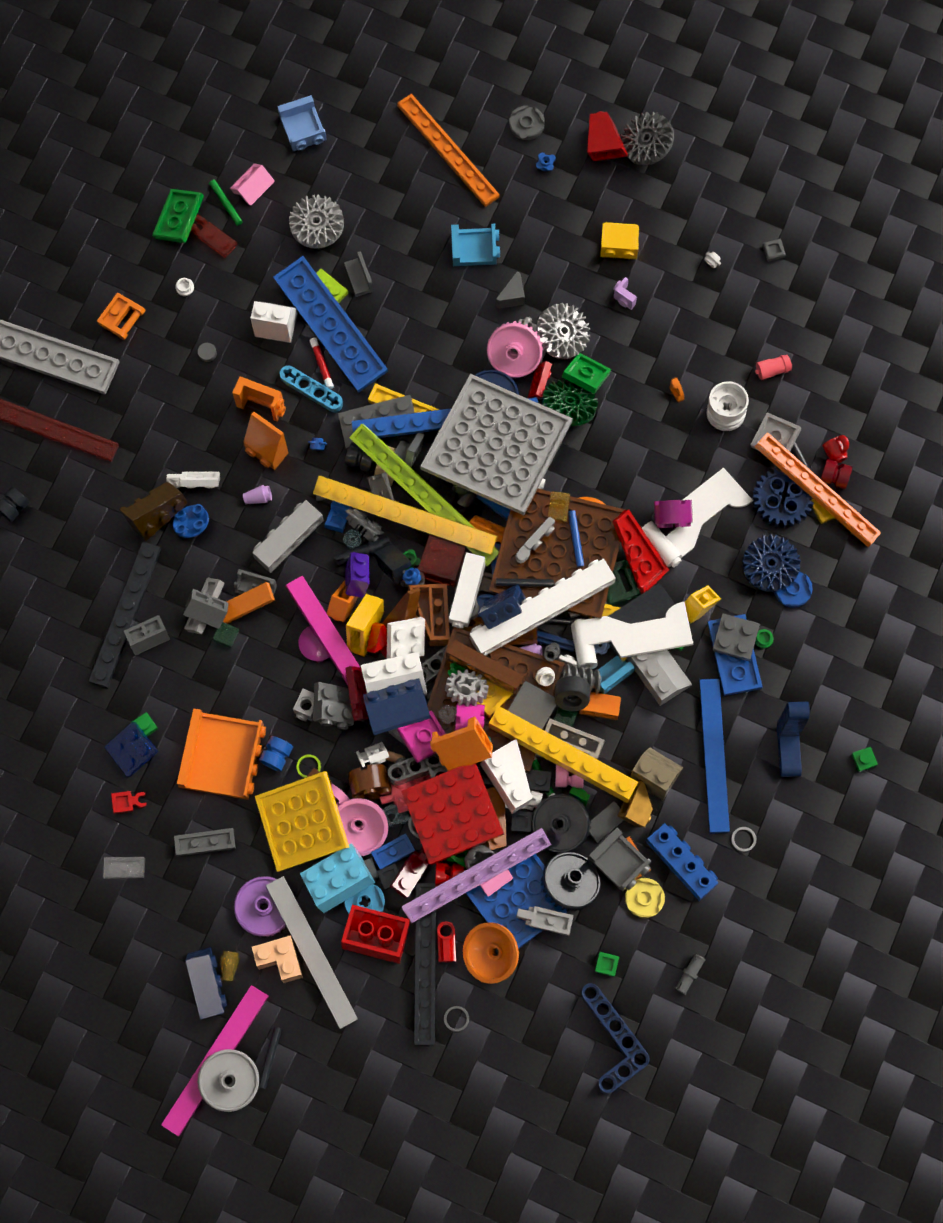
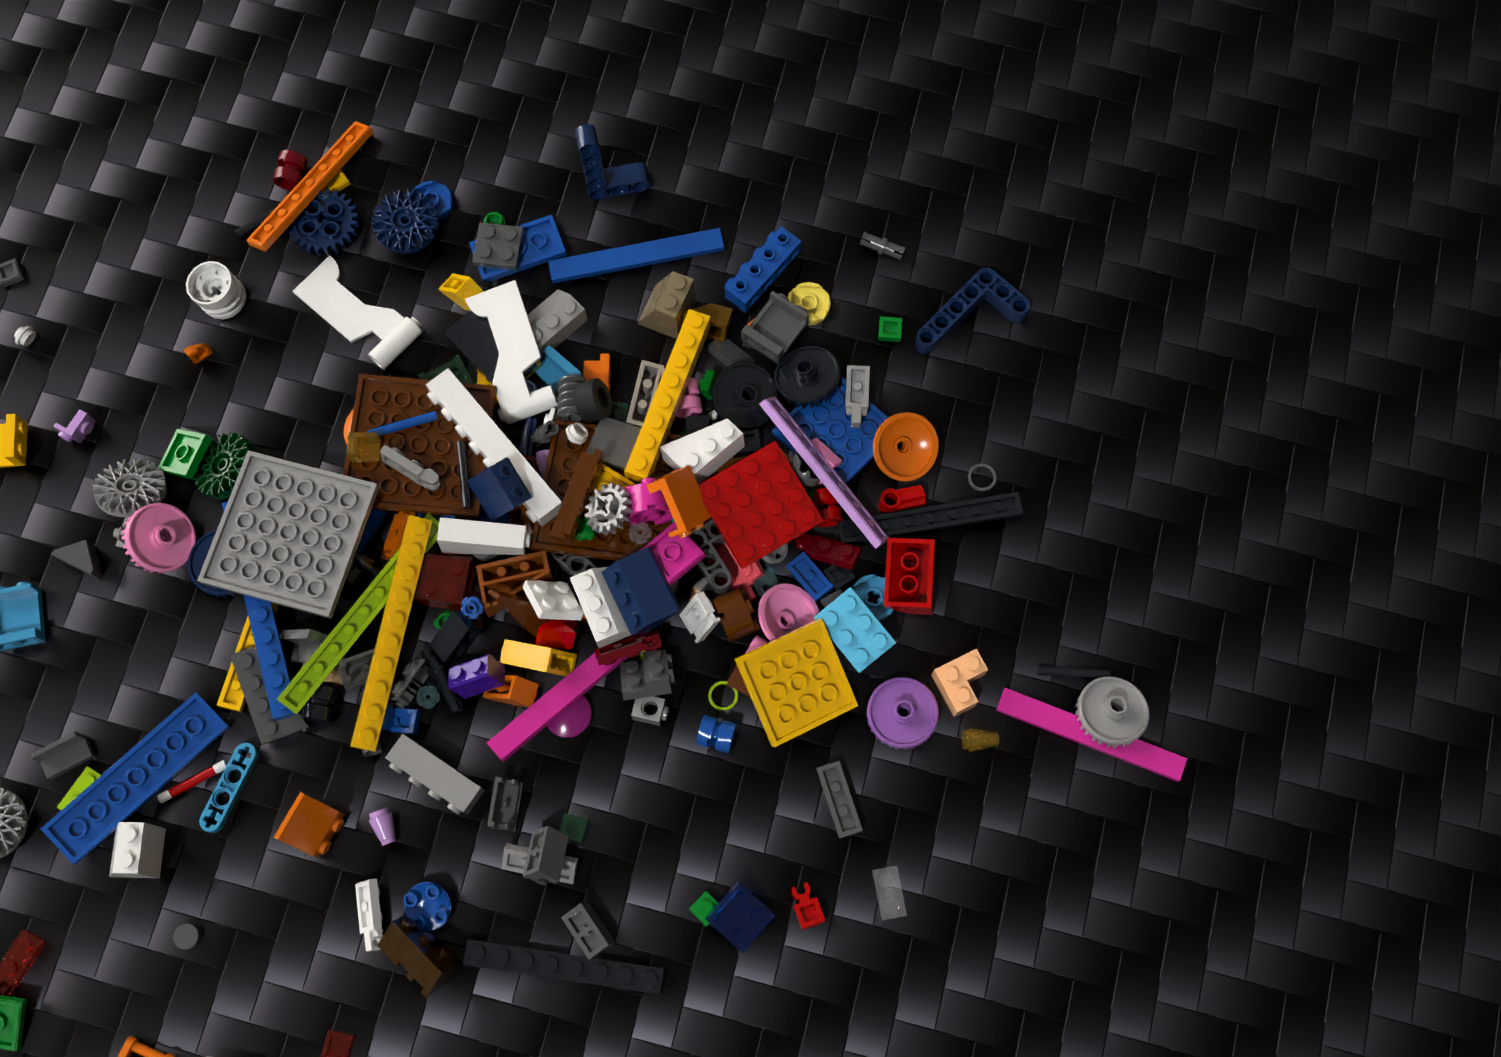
camera: 100 degrees left, 0 degrees up
(184, 287) = (92, 988): white plate -> none
(206, 983) = (1006, 760): wedge -> none
(221, 755) = (727, 801): orange panel -> none
(249, 602) = (526, 803): orange tile -> none
(260, 394) = (245, 846): orange panel -> none
(311, 952) = (944, 646): light grey tile -> none
(317, 444) = (305, 763): blue plate -> none
(539, 380) = (199, 507): red plate -> none
(641, 555) = (408, 357): red wing -> none
(673, 512) = (356, 328): magenta brick -> none
(740, 849) = (724, 205): light grey piece -> none
(772, 367) = (162, 253): coral piece -> none
(780, 429) = (236, 238): light grey plate -> none
(837, 448) = (259, 174): red piece -> none
(864, 759) = (616, 109): green plate -> none

